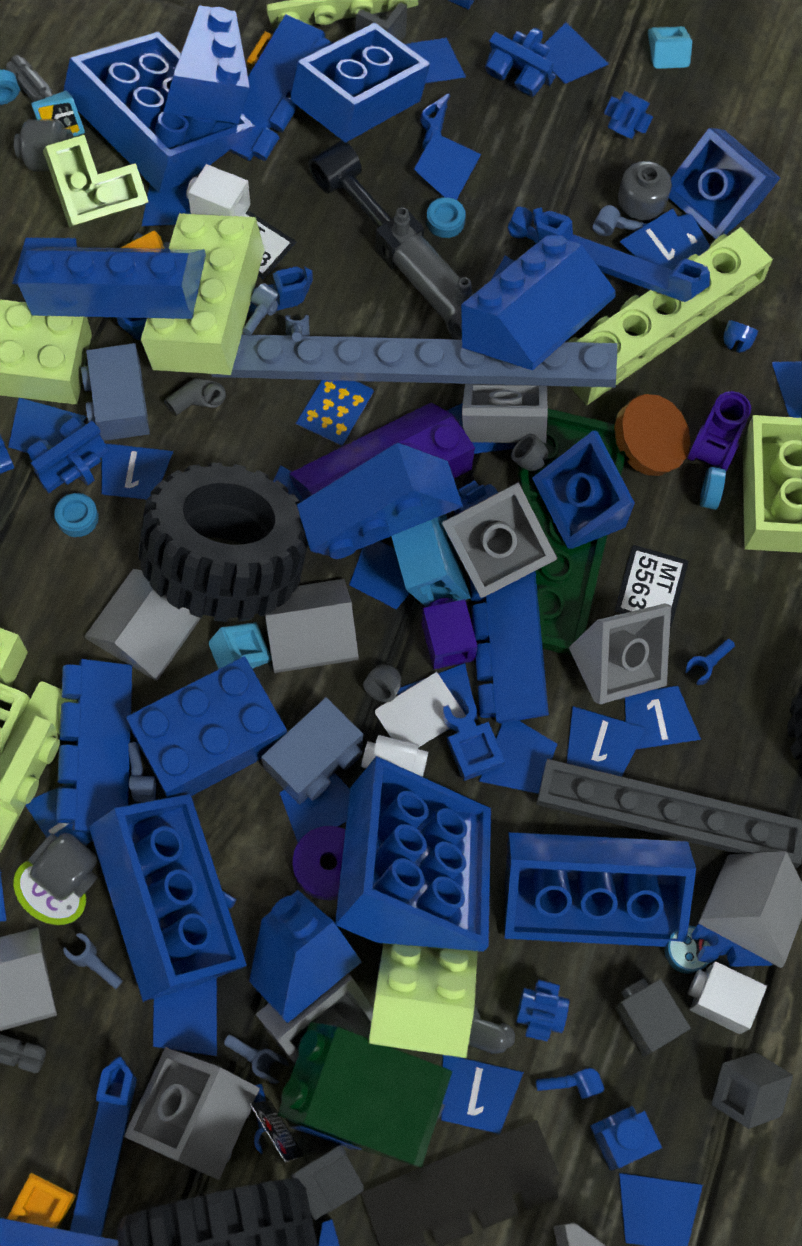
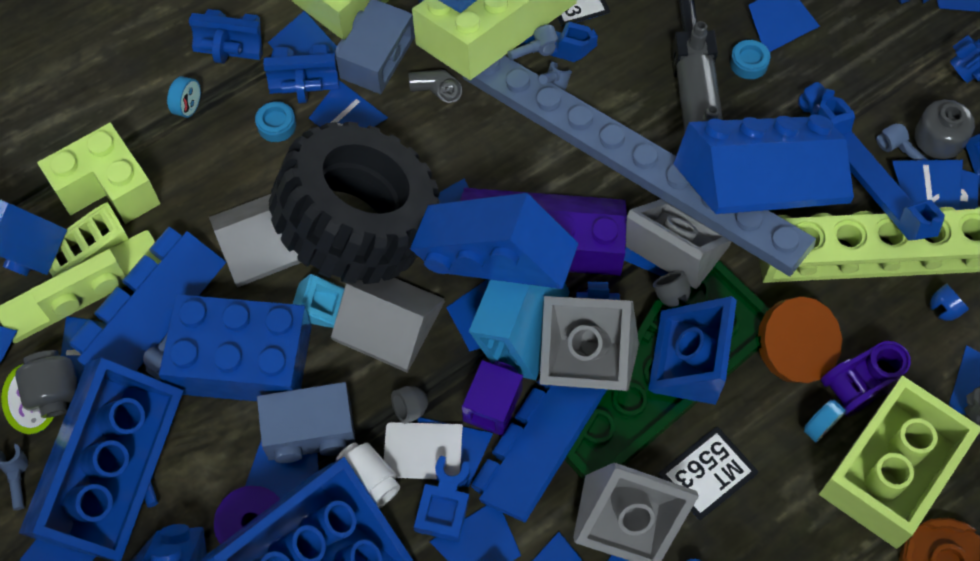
camera: 40 degrees right, 5 degrees down
(335, 409) = (542, 159): blue sticker -> none

